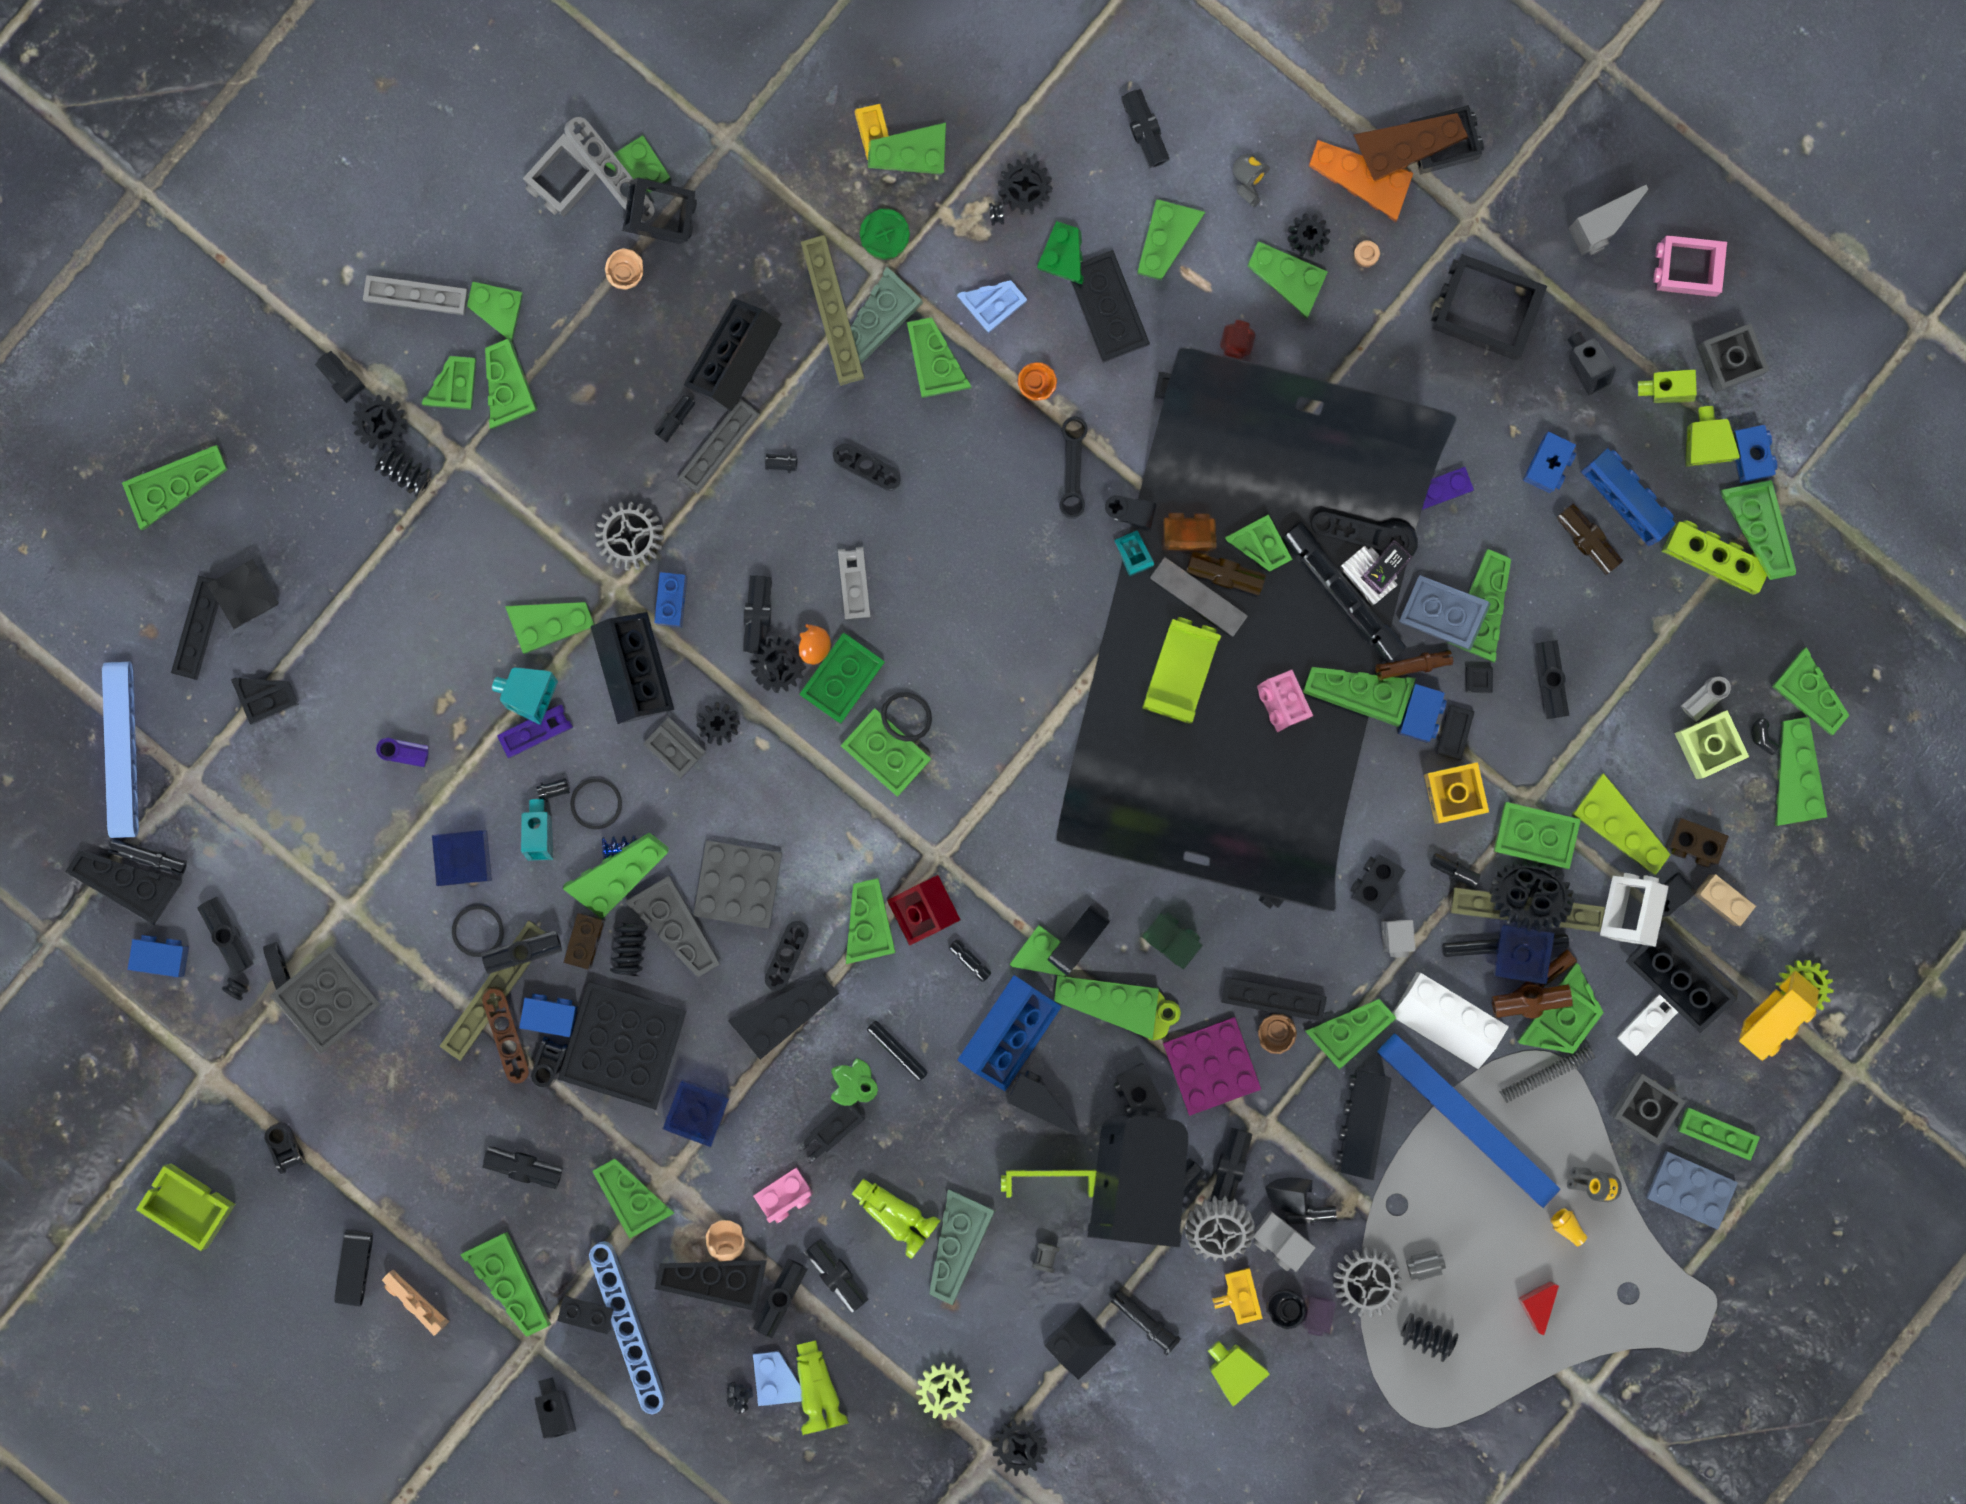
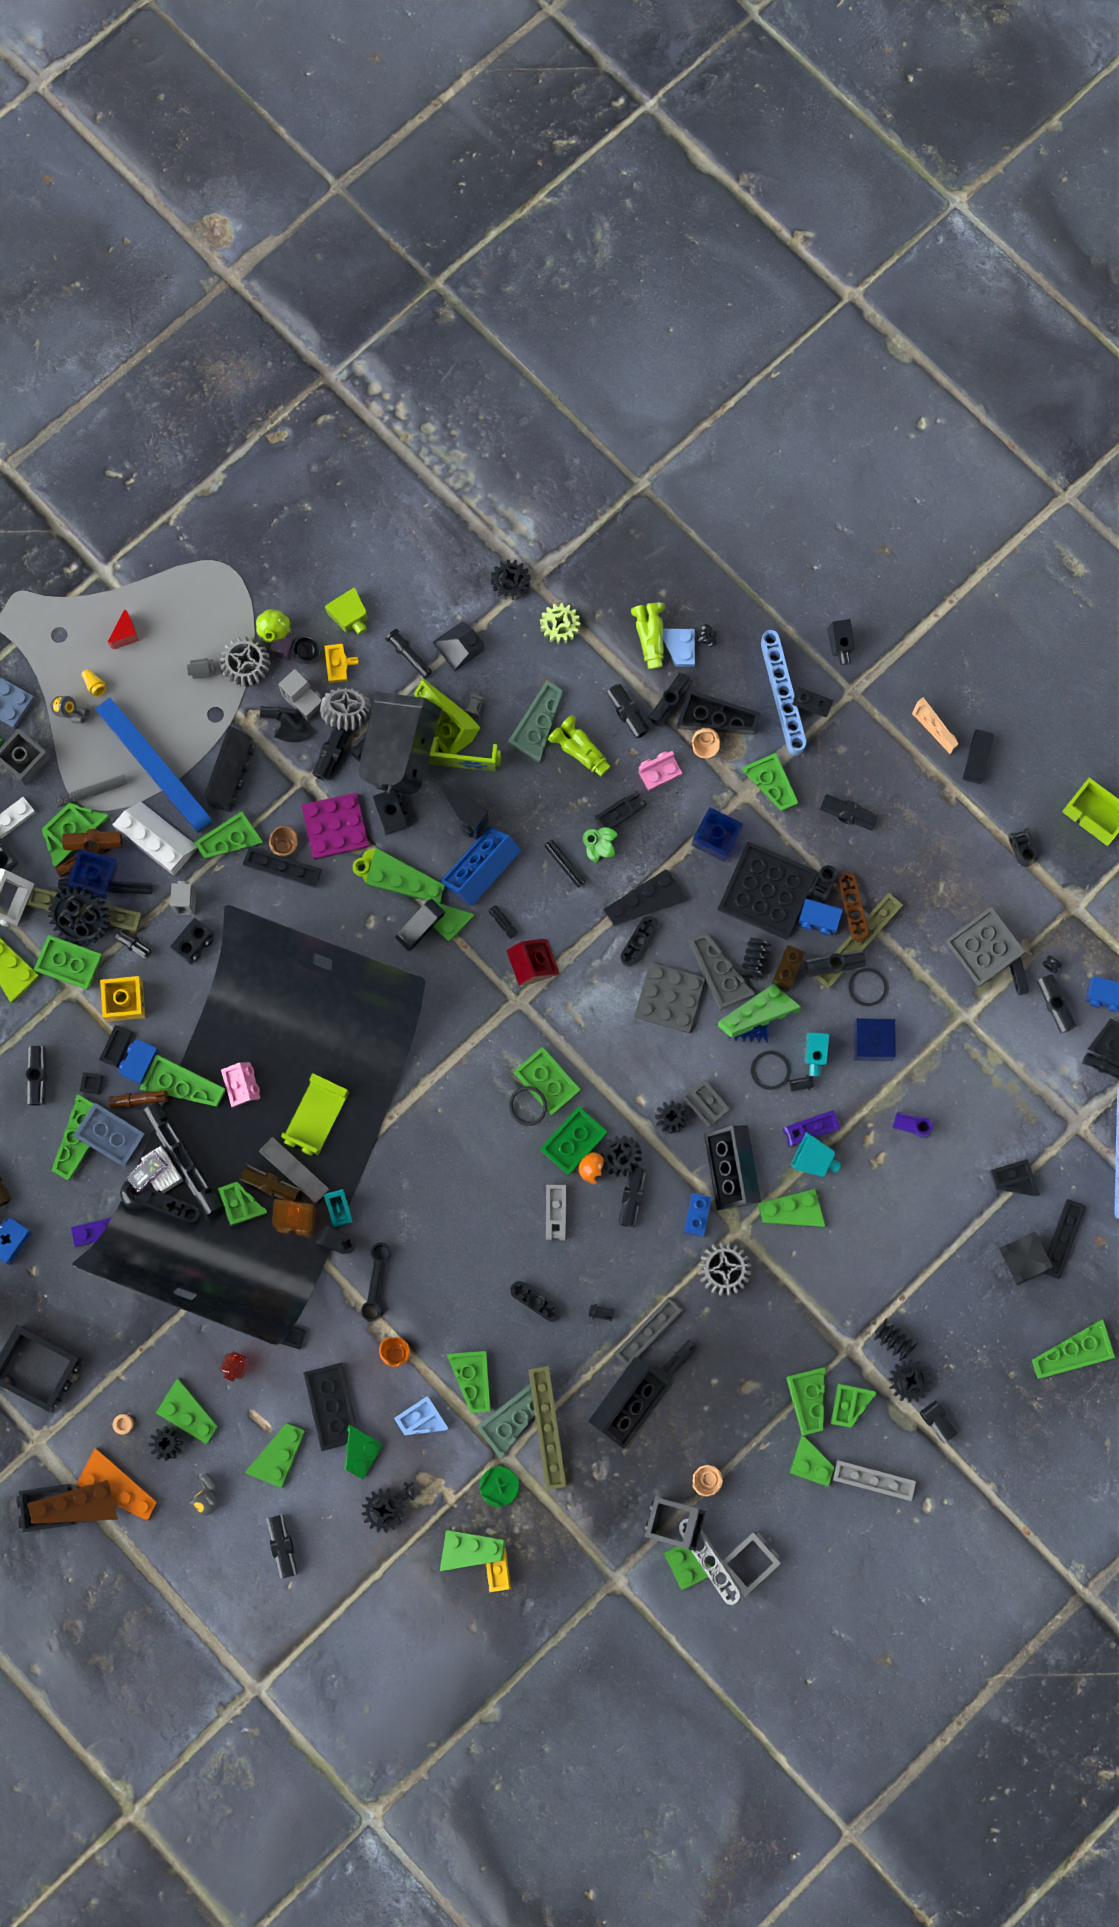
camera: 170 degrees left, 10 degrees down
(506, 1277) = (866, 734): bright green wing -> none
(869, 924) = (574, 956): bright green wing -> none
(1066, 1223) = (454, 726): none -> lime wedge
(1172, 941) = (347, 912): clear green brick -> none
(1336, 1337) = (272, 625): none -> lime plant
(1428, 1337) = (207, 619): black piece -> none

